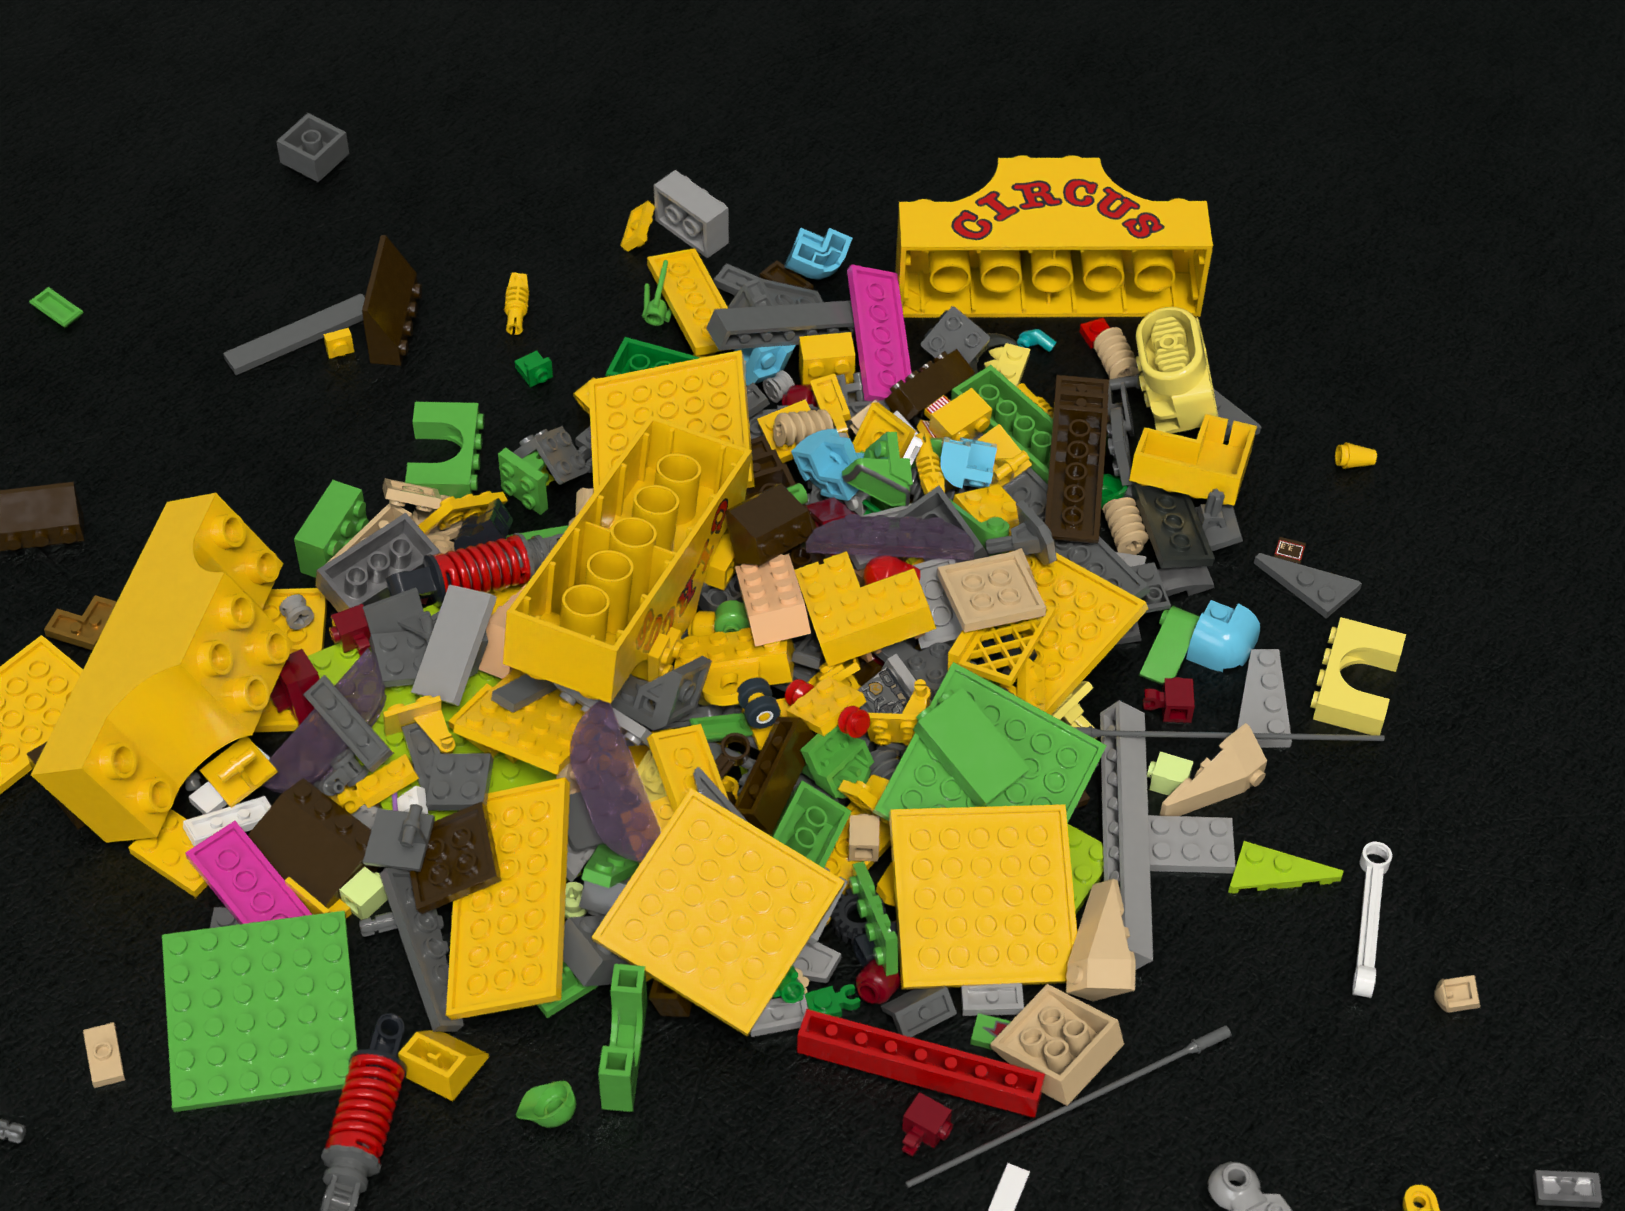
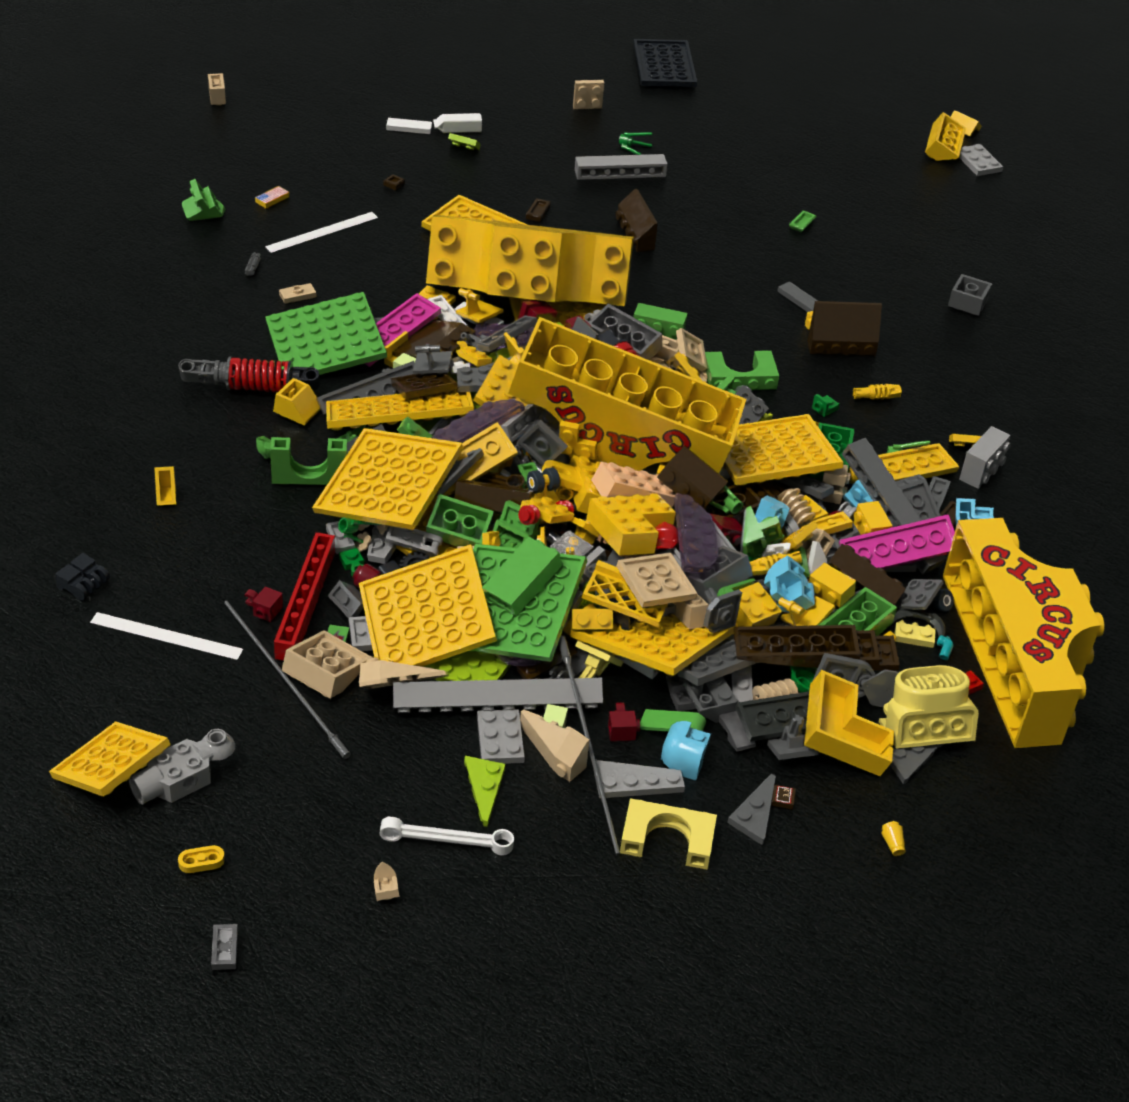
camera: 80 degrees right, 10 degrees down
(877, 922) = (391, 557): bright green wing -> none

